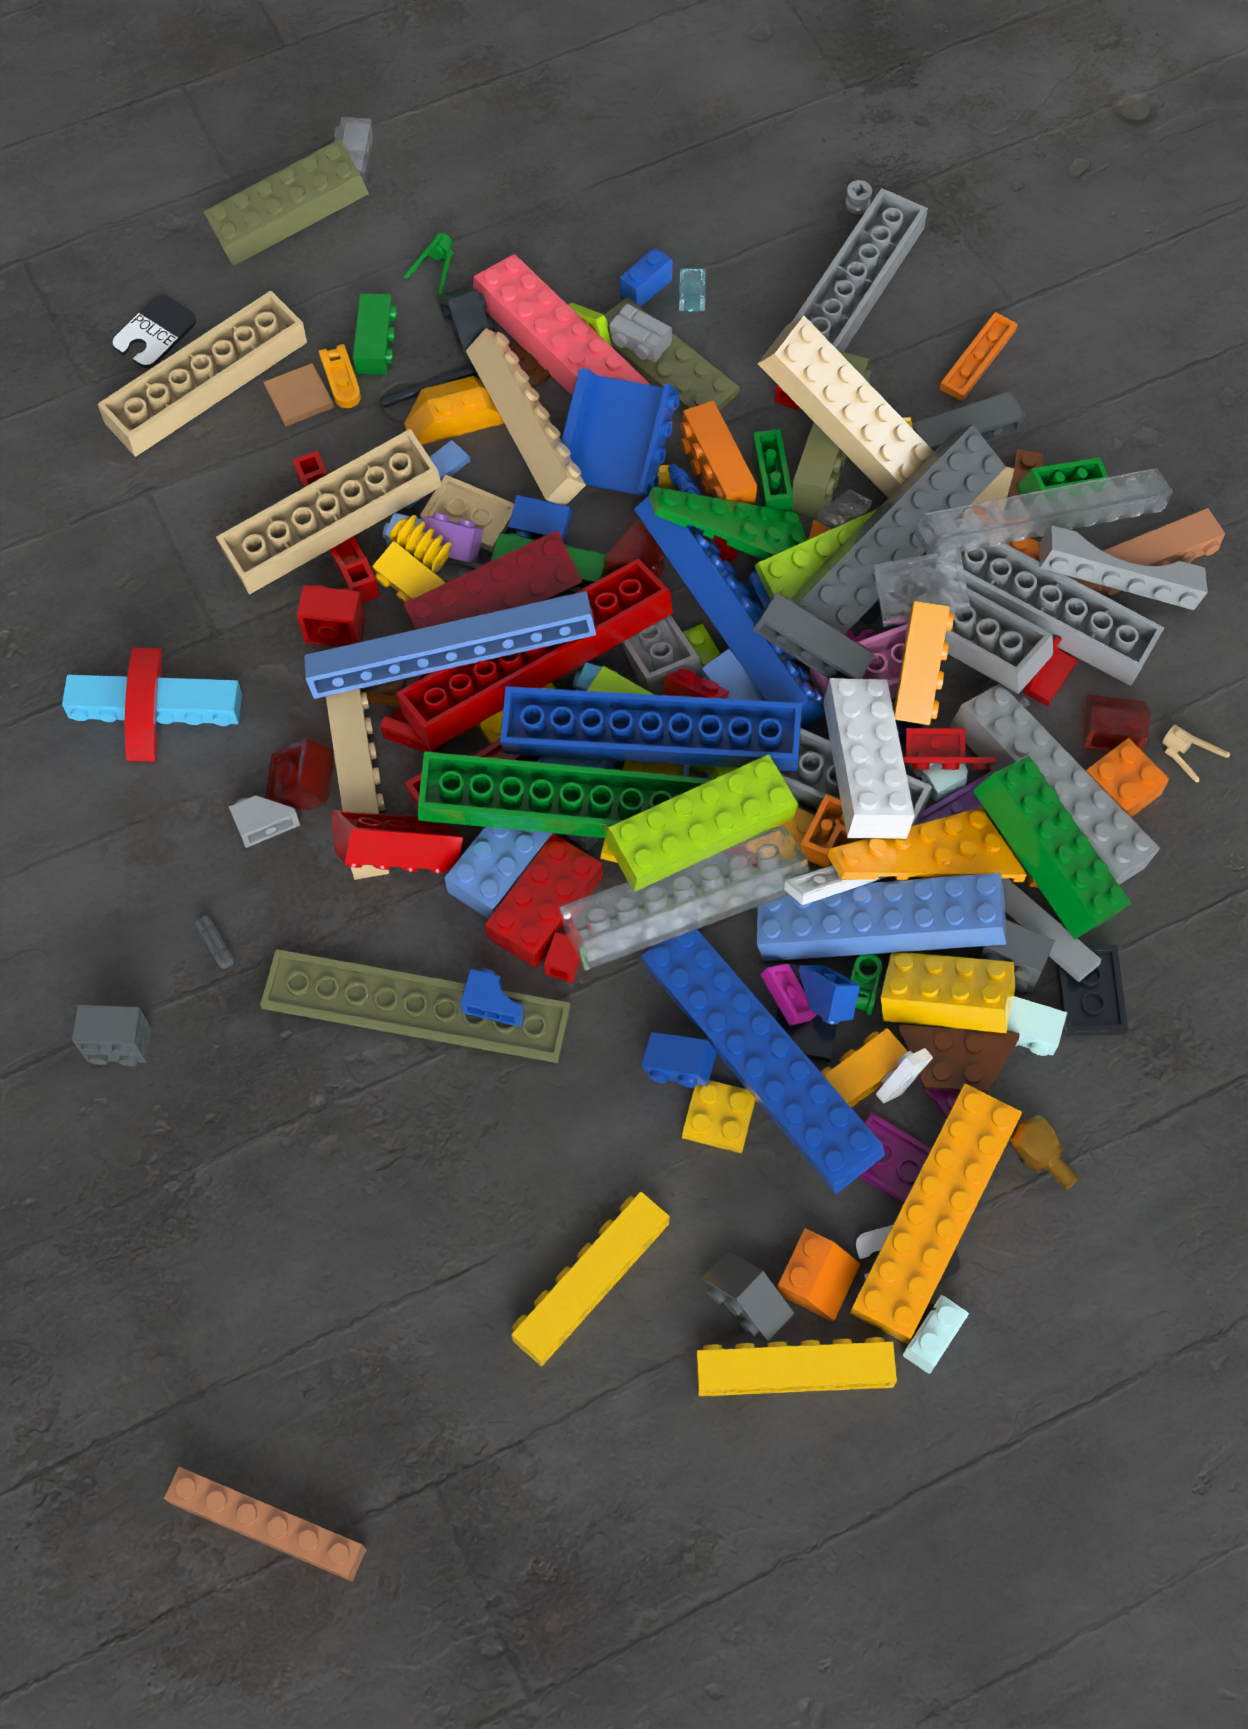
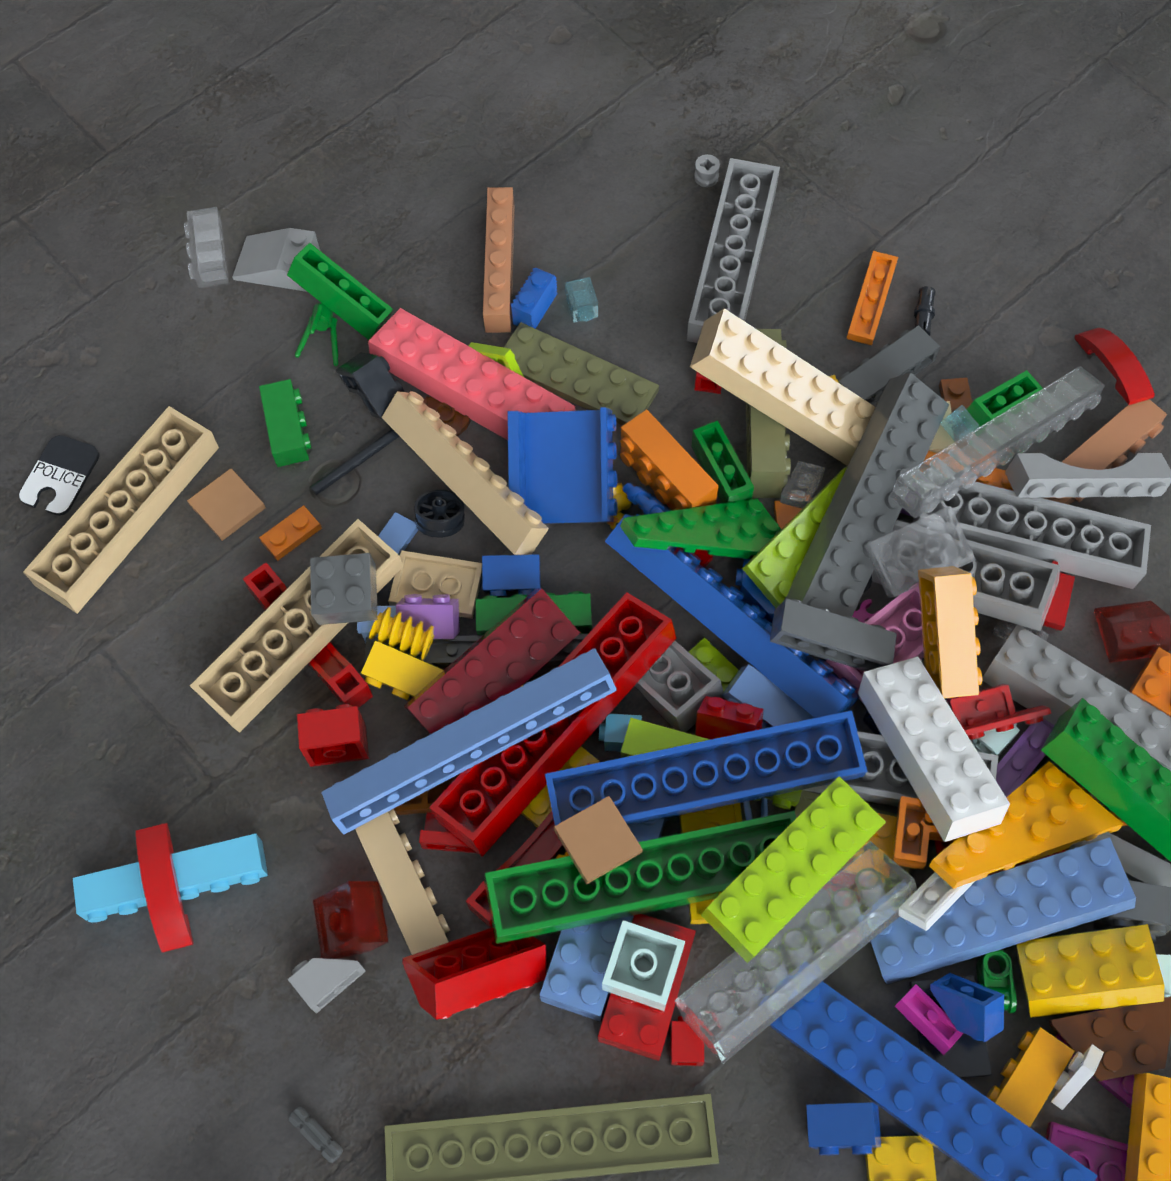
camera: 15 degrees left, 0 degrees up
(286, 202) = (157, 311): olive brick -> none
(340, 376) = (263, 474): light orange plate -> none
(349, 435) = (290, 533): none -> orange plate
(377, 484) = (343, 589): none -> dark grey brick
(416, 182) = (269, 255): none -> light grey slope
(452, 410) = (385, 482): light orange wedge -> none
(460, 223) = (339, 291): none -> green brick
(486, 999) = (626, 1120): blue arch -> none
(491, 450) = (439, 517): none -> black wheel
(533, 751) = (598, 839): none -> medium nougat tile
(541, 871) = (643, 965): none -> light aqua brick
(625, 232) = (498, 260): none -> nougat brick
(633, 545) = (617, 580): clear red slope -> none
(640, 333) = (548, 357): light grey brick -> none
(1009, 484) = (959, 423): none -> clear light blue brick
(1026, 381) = (925, 311): none -> black pin
(1197, 476) = (1121, 362): none -> red slope

